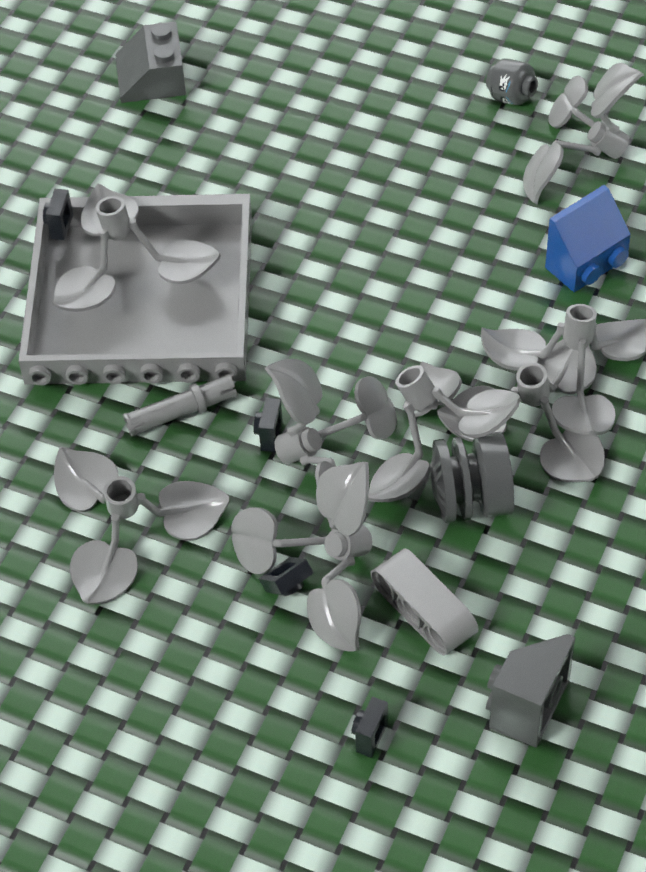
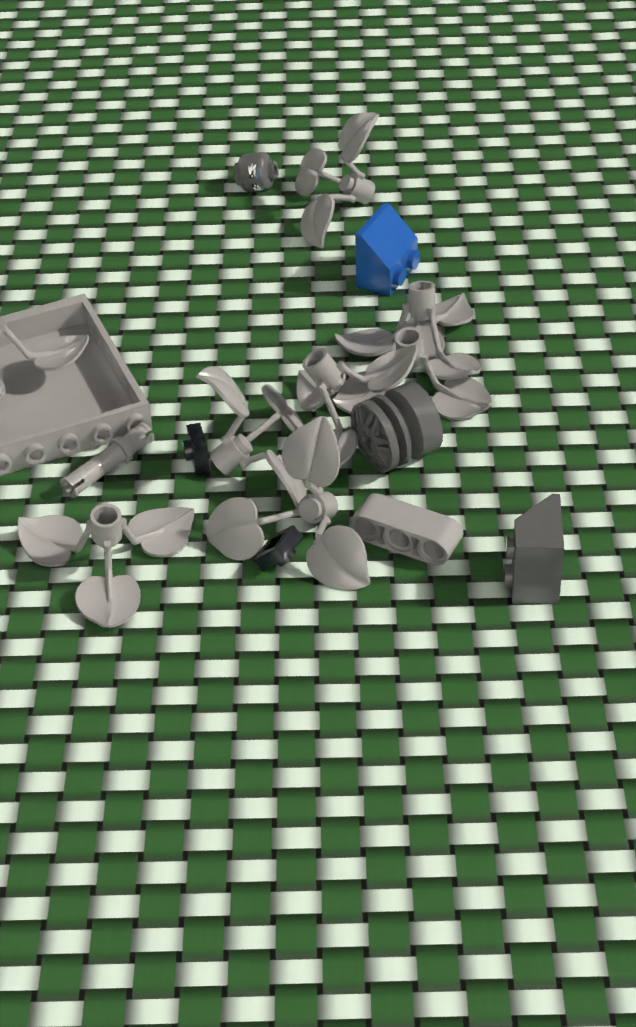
camera: 25 degrees left, 10 degrees down
(370, 726) = (417, 629): black plate -> none

